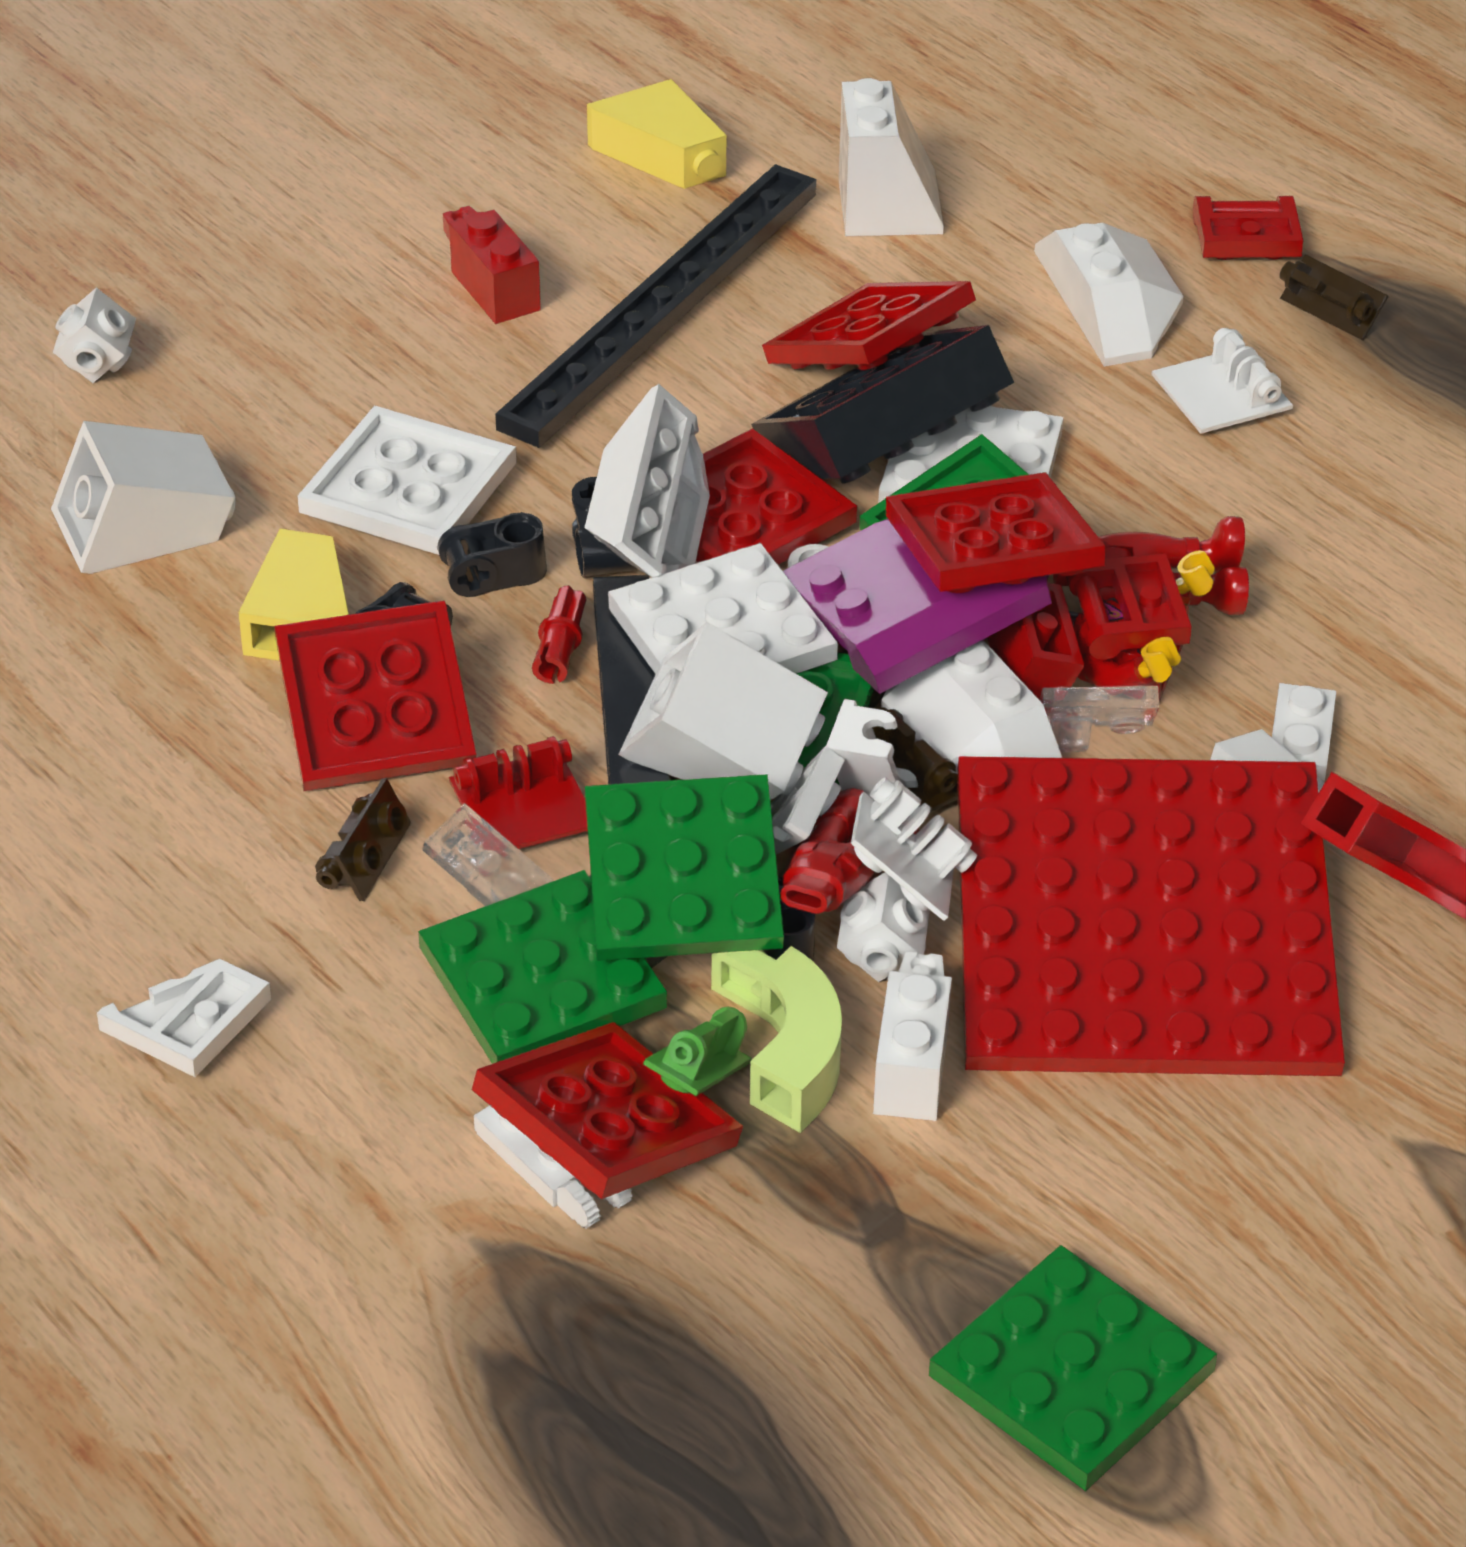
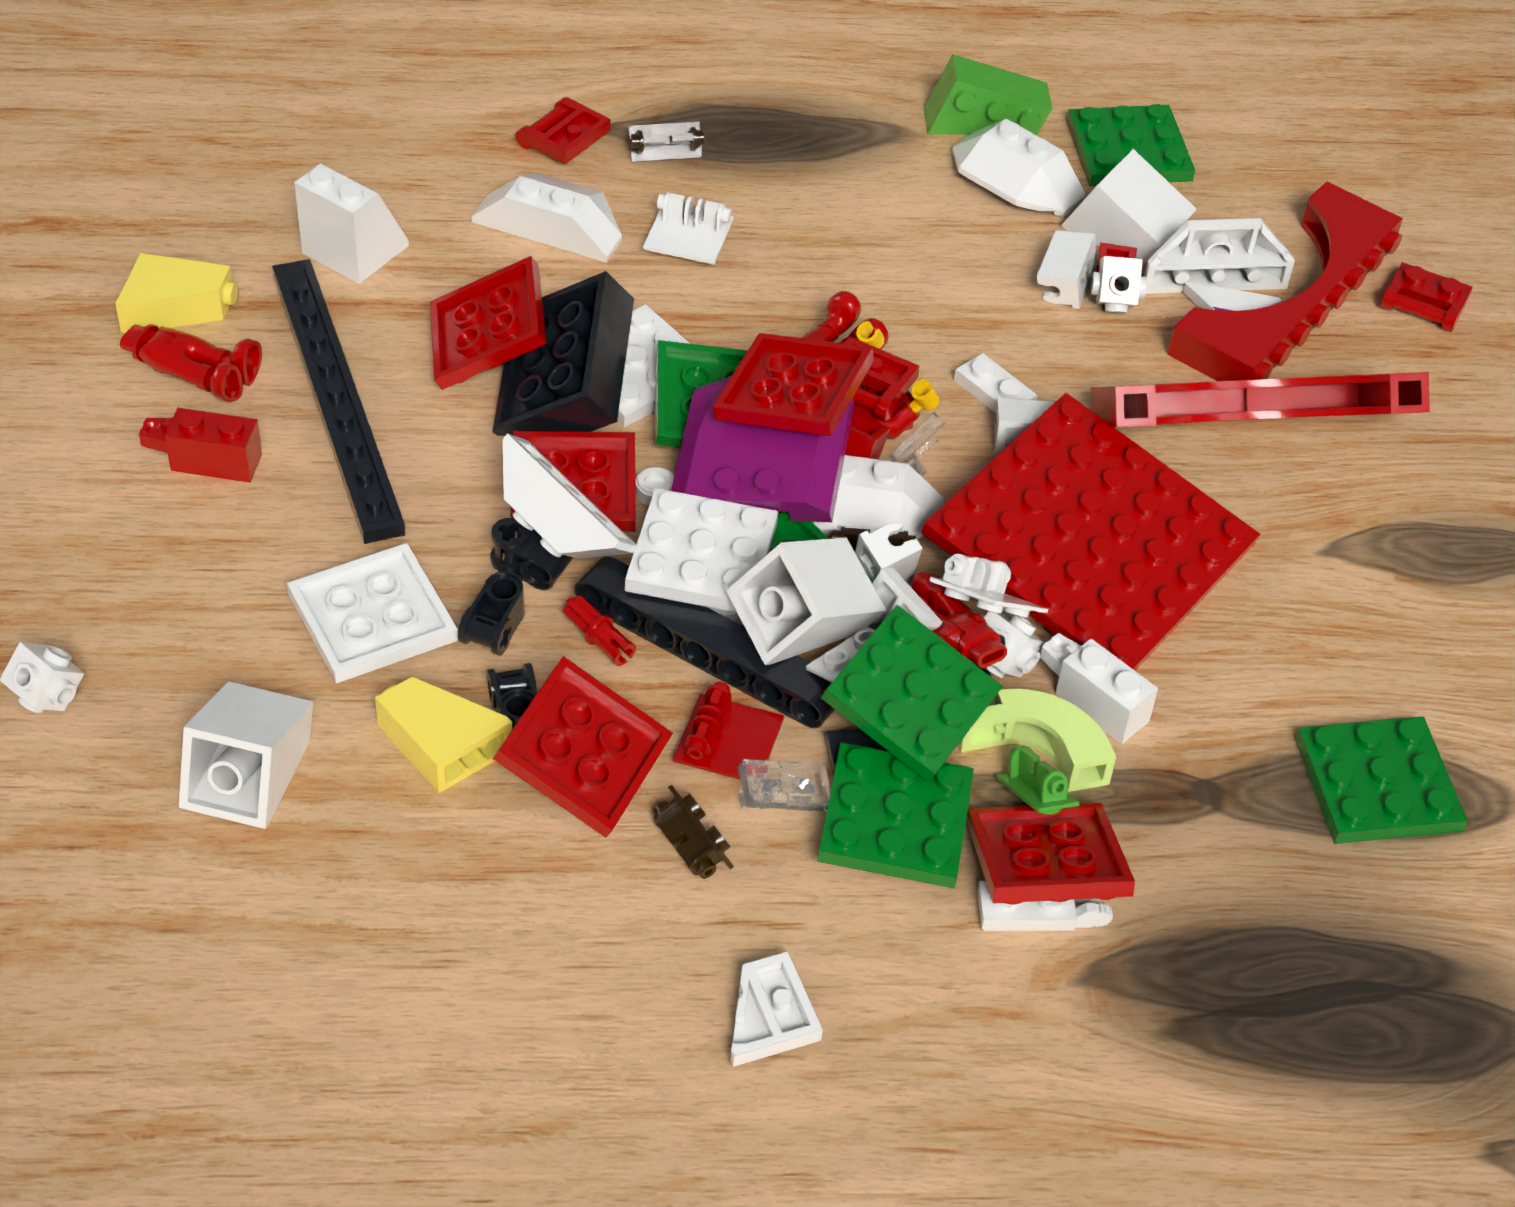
camera: 55 degrees left, 5 degrees up
(590, 175) = (196, 359): none -> red piece

